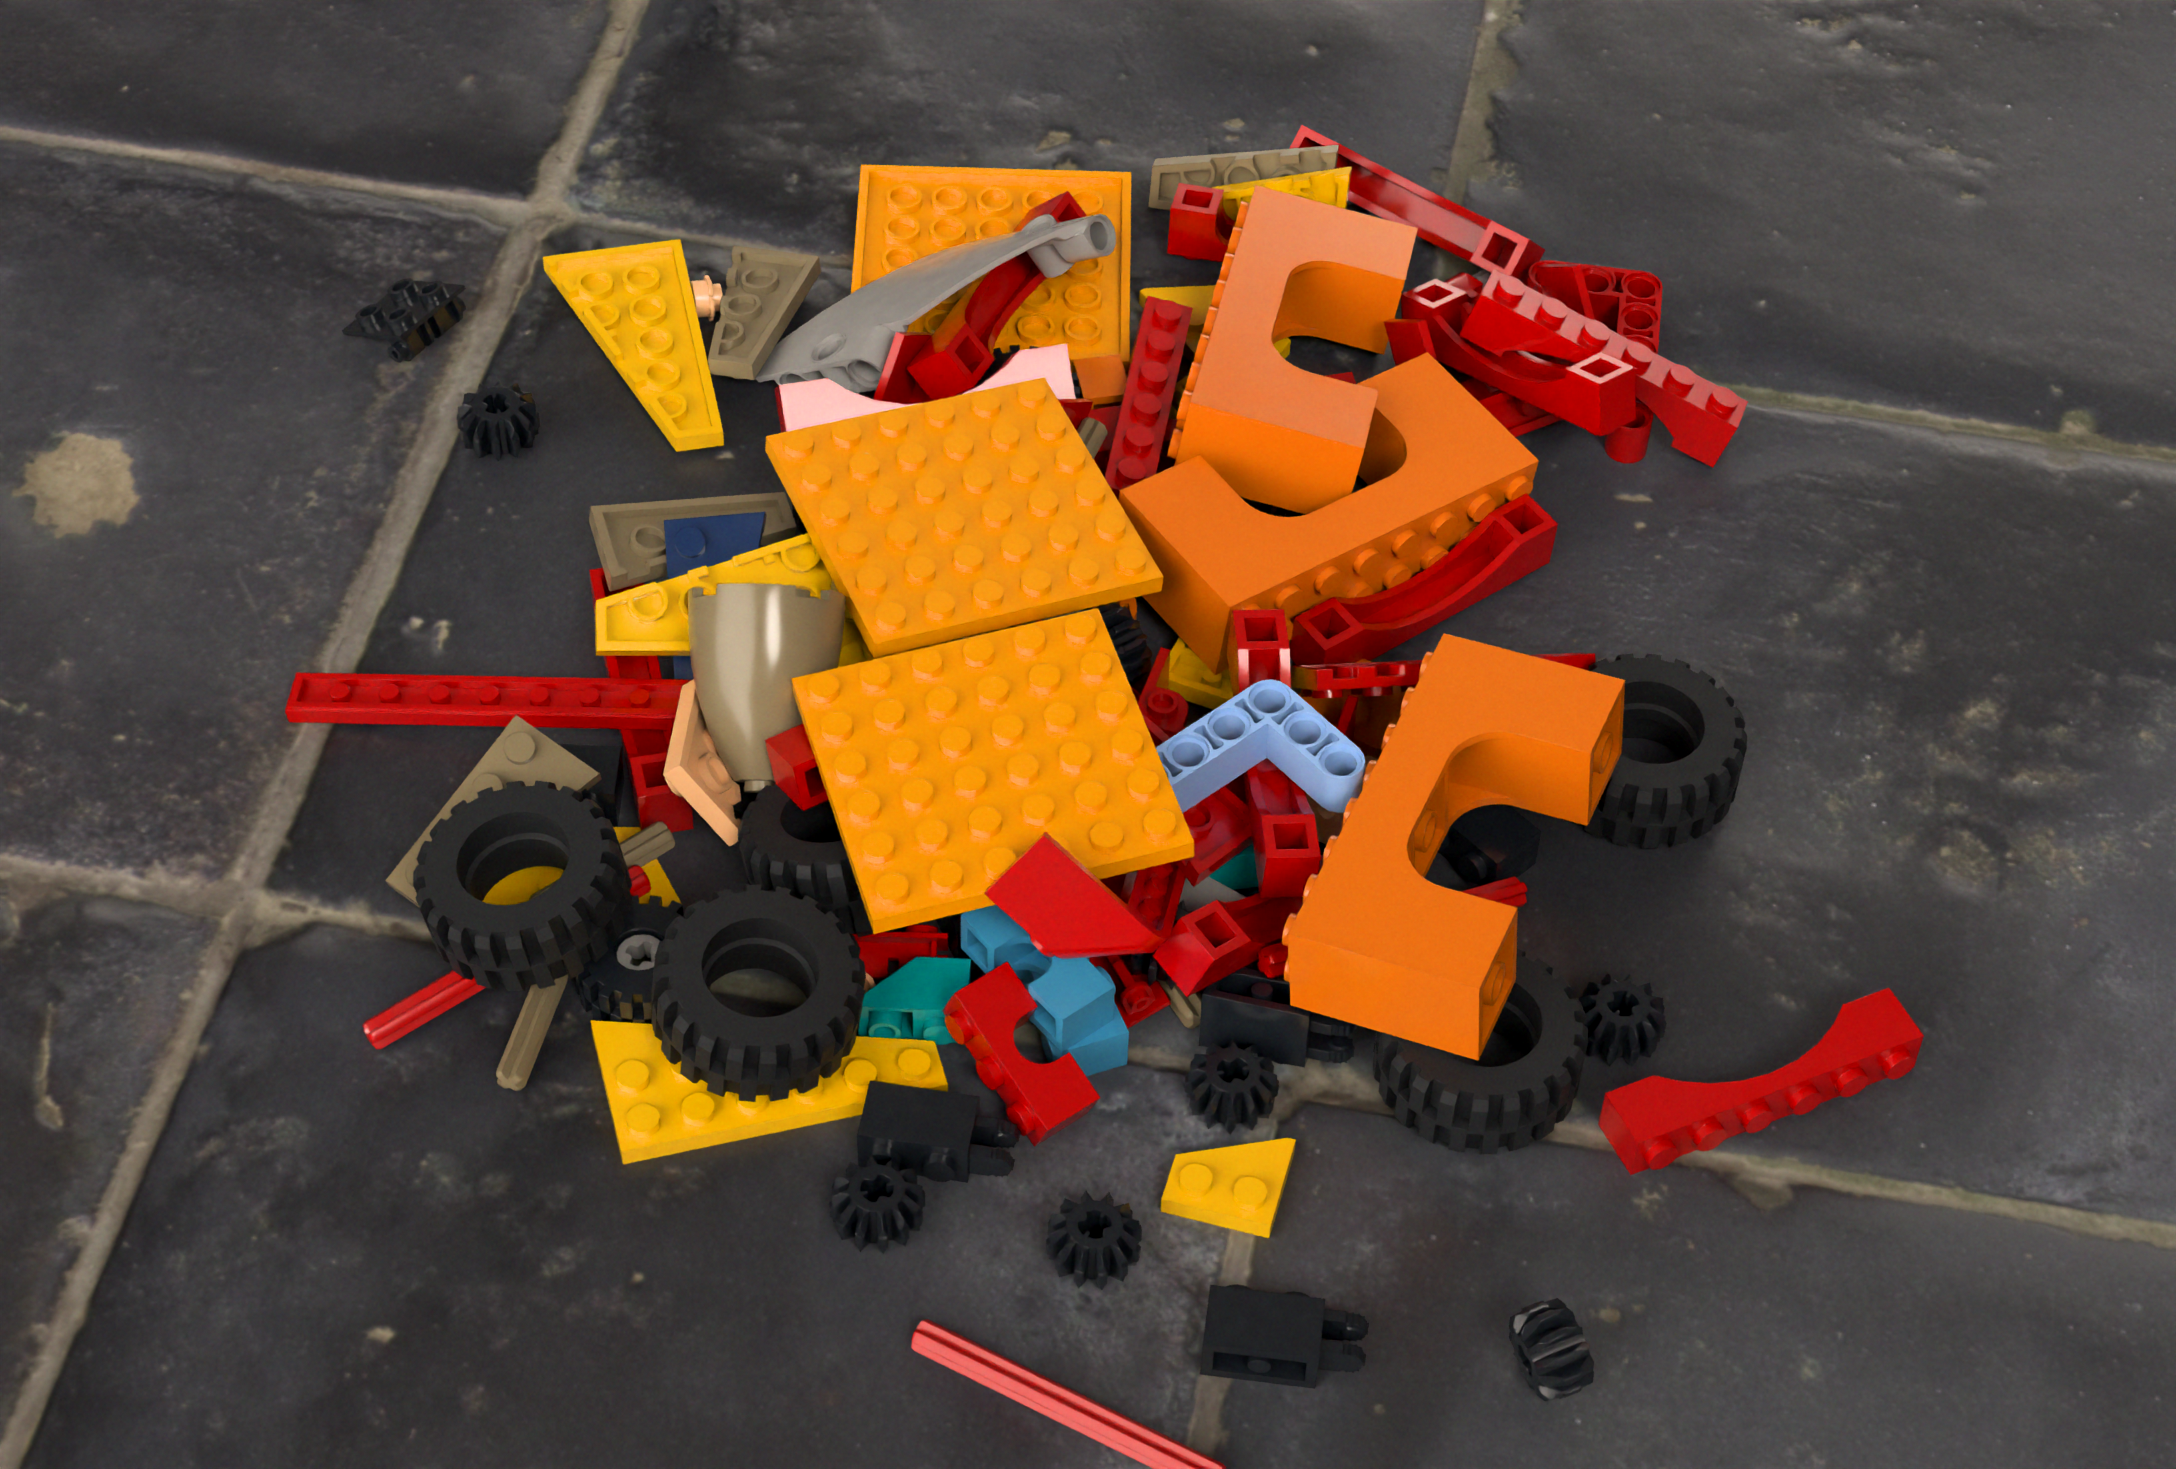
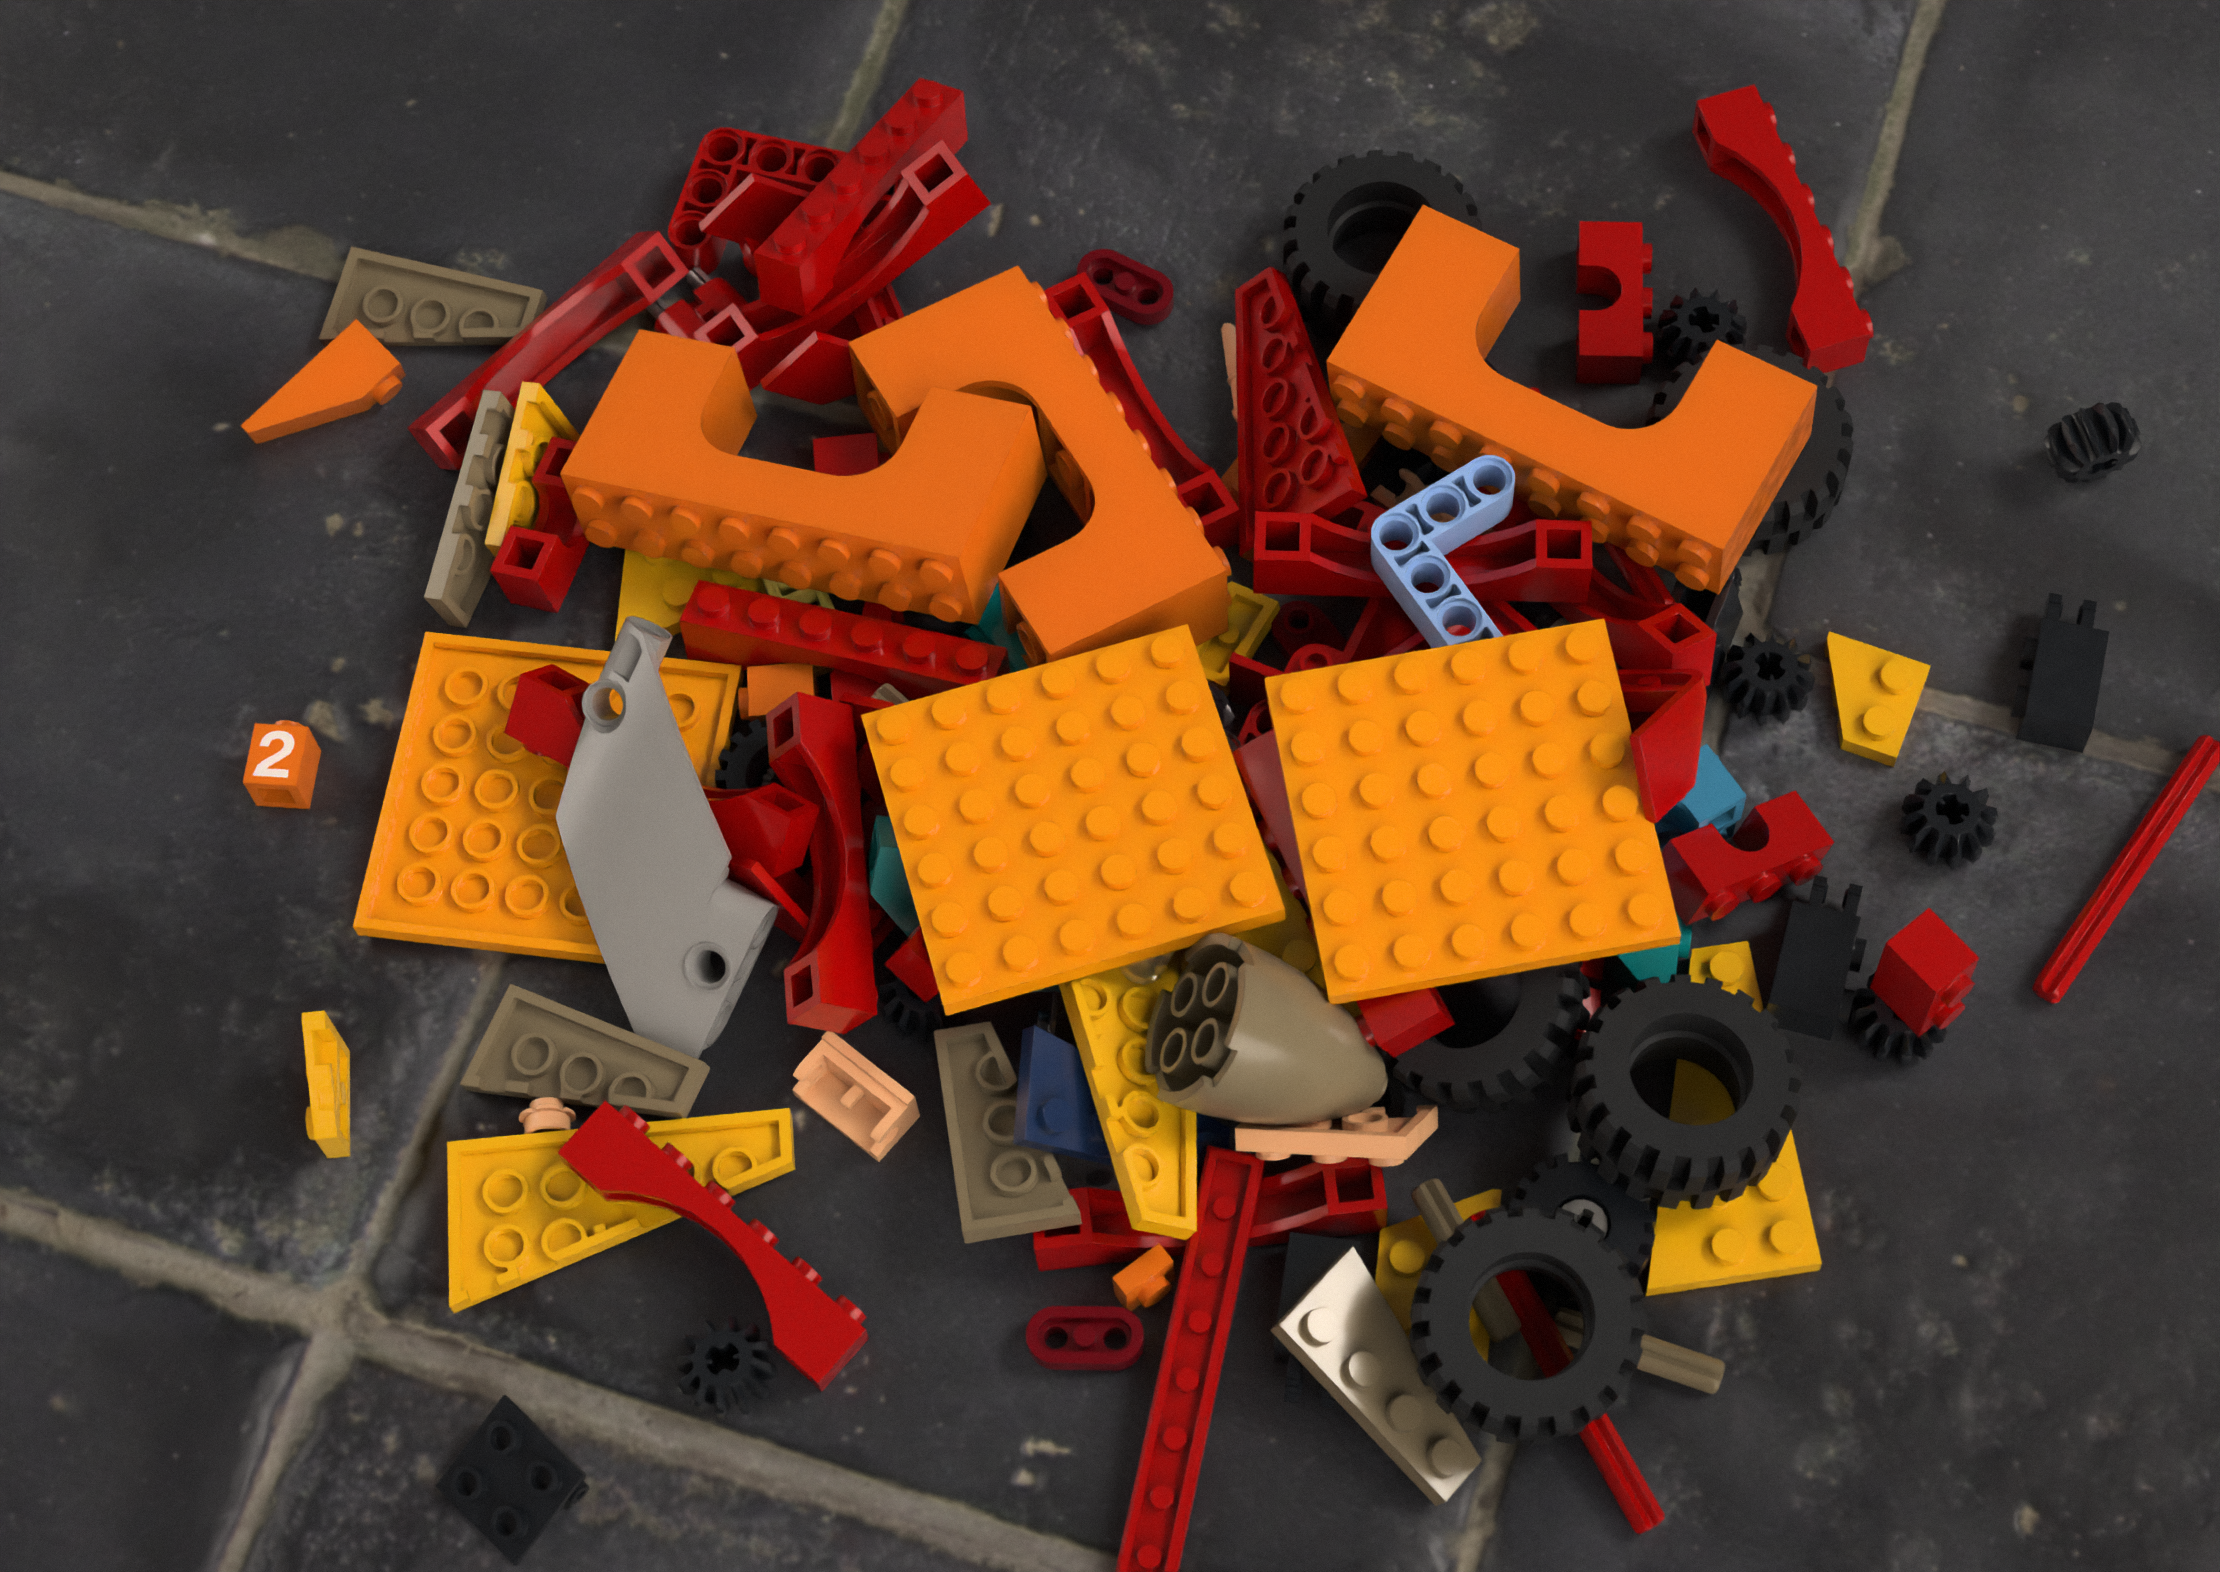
camera: 75 degrees left, 15 degrees up
(531, 637) = (1085, 1333): none -> dark red plate
(539, 454) = (626, 1166): none -> red arch
(580, 659) = (1145, 1279): none -> orange plate
(721, 163) = (328, 1085): none -> yellow wing
(745, 474) = (855, 1096): none -> light nougat hinge
(887, 1165) = (1925, 973): none -> red brick
(1000, 110) = (282, 765): none -> orange brick
(1359, 93) = (335, 384): none -> orange slope
(1447, 135) = (427, 304): none -> dark tan wing
(1573, 582) = (1129, 286): none -> dark red plate
(1684, 949) = (1613, 266): none -> red arch

